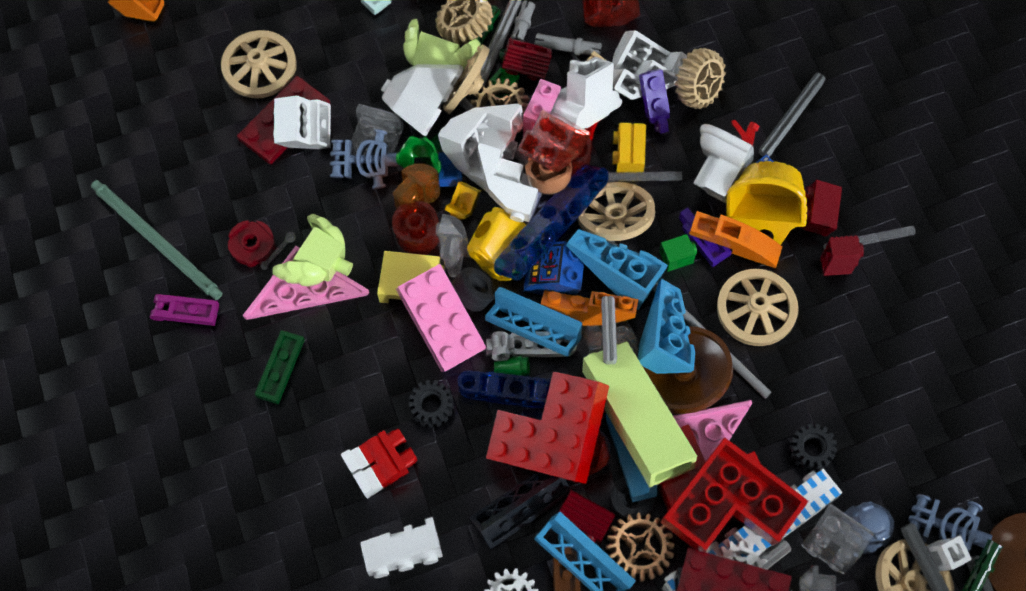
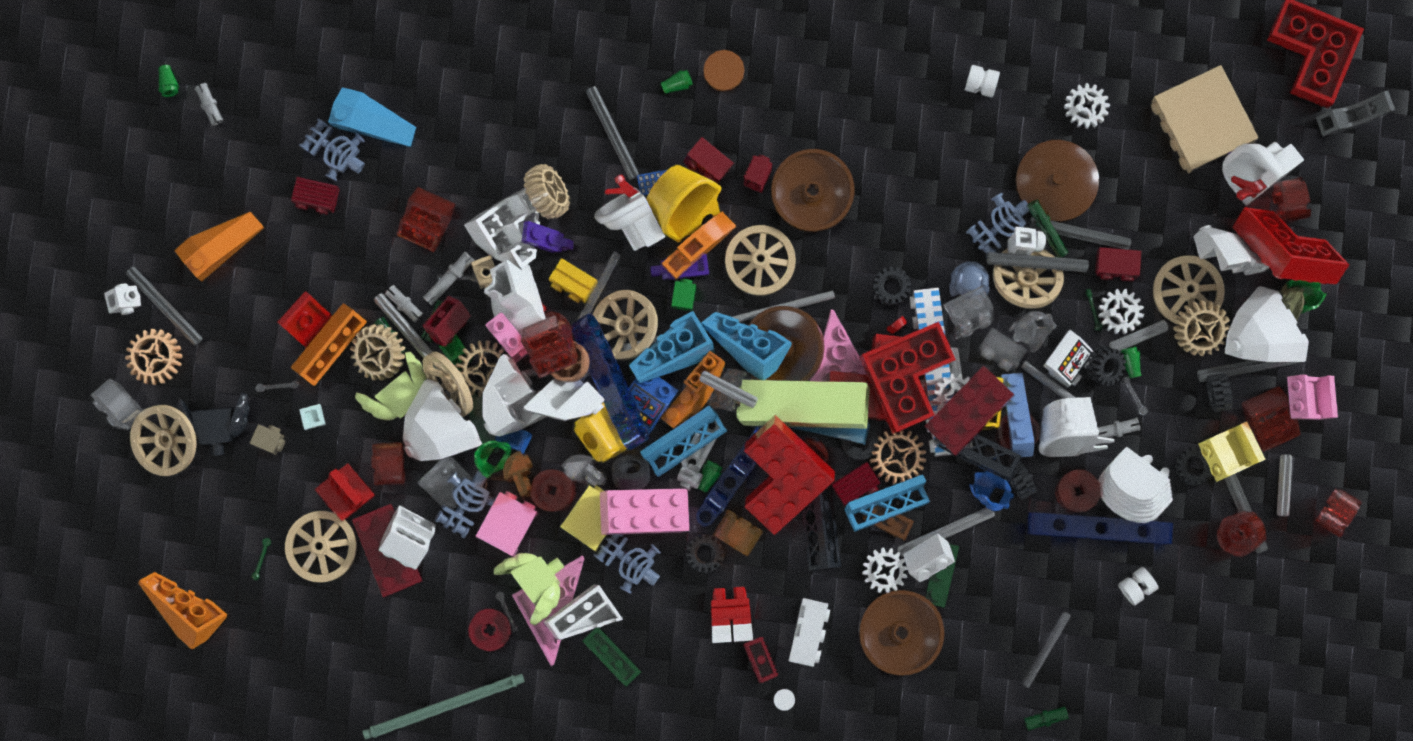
camera: 60 degrees left, 15 degrees up
(185, 309) = (521, 709): magenta plate -> none
(240, 21) = (266, 542): none -> dark green hinge
(307, 313) = (583, 613): none -> white wedge
(318, 563) = (784, 699): none -> white tile
(319, 56) = (344, 492): none -> red bracket
(347, 513) = (760, 660): none -> dark red brick
(363, 204) = (507, 523): none -> bright pink panel
(364, 75) = (388, 463): none -> clear red brick
(378, 346) = (645, 572): none -> sand blue piece
(463, 201) = (547, 441): yellow bracket -> none
(467, 421) = (737, 533): none -> clear orange brick
(781, 473) = (896, 325): none -> red tile
(859, 317) = (812, 190): none -> reddish brown dish
(878, 145) = (677, 82): none -> green cone
(886, 235) = (751, 139): clear bar -> none
(917, 181) = (723, 70): none -> dark orange tile
(958, 574) = (1040, 241): none -> white tile

